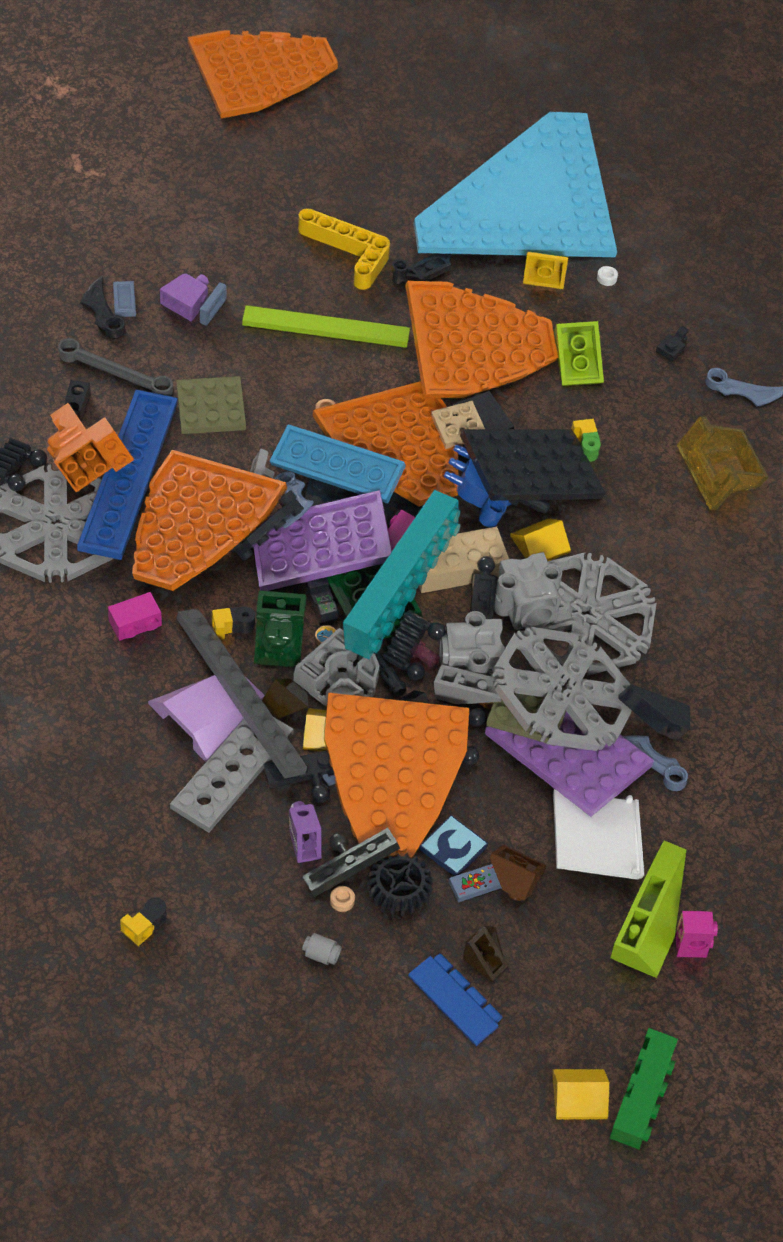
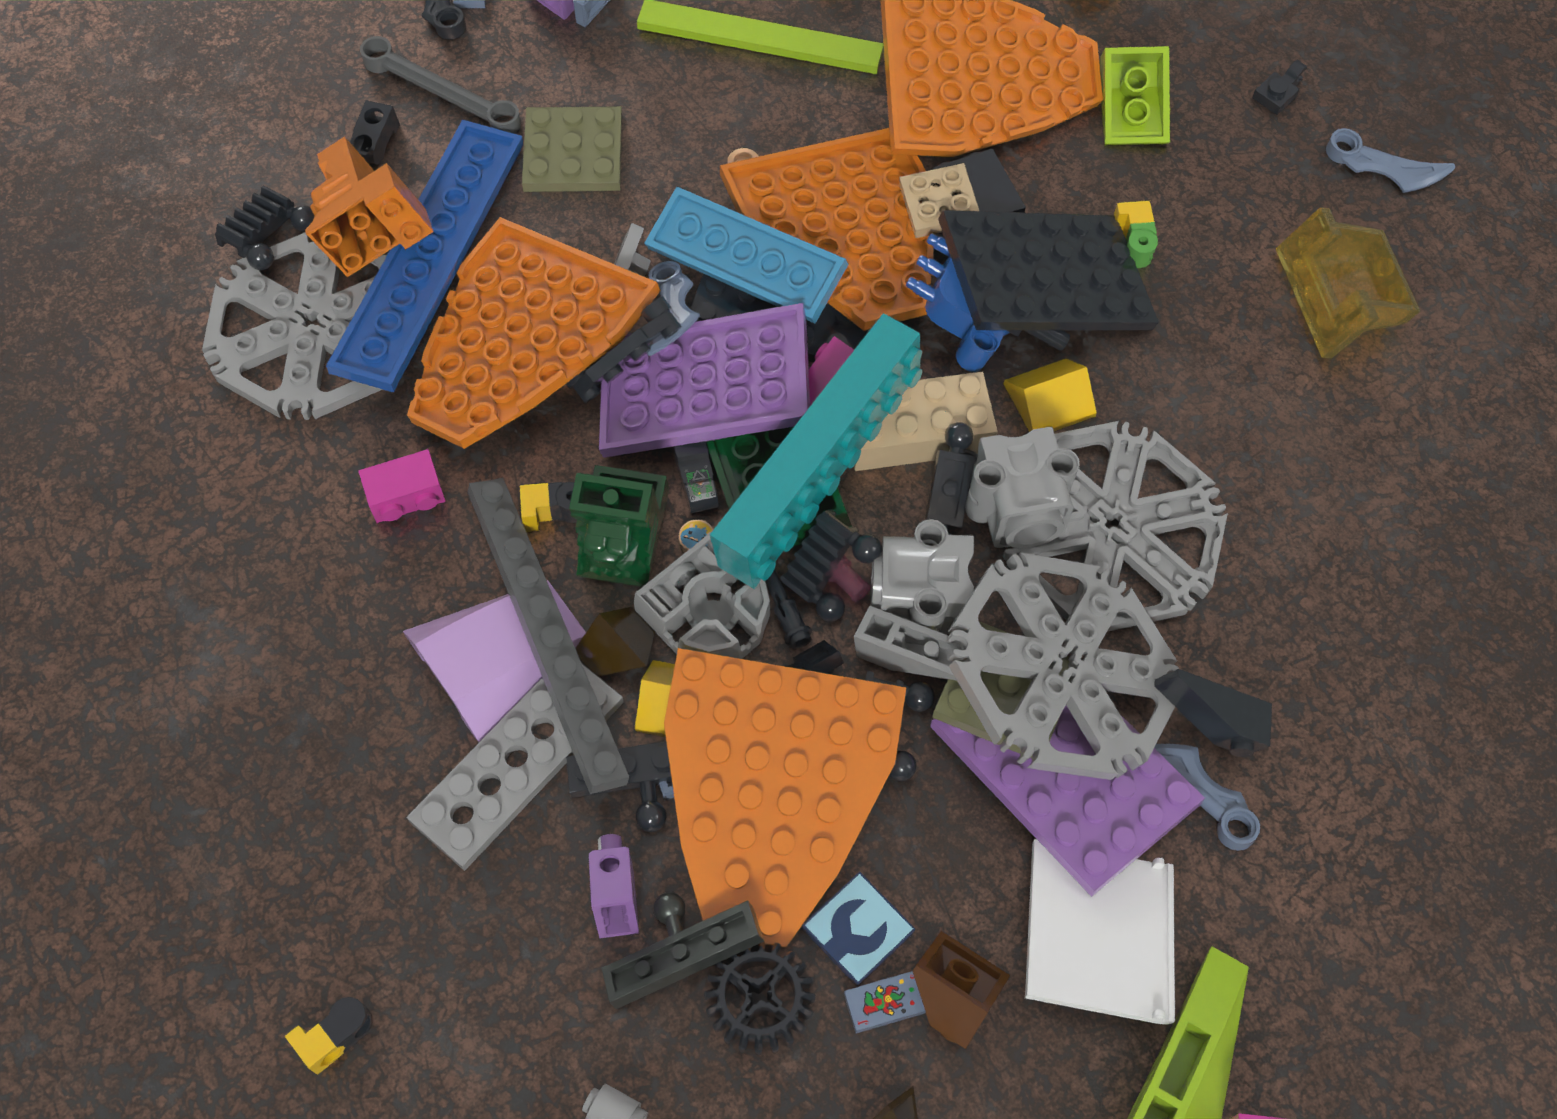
camera: 10 degrees right, 10 degrees up
(342, 898) = (663, 1013): light nougat tile -> none

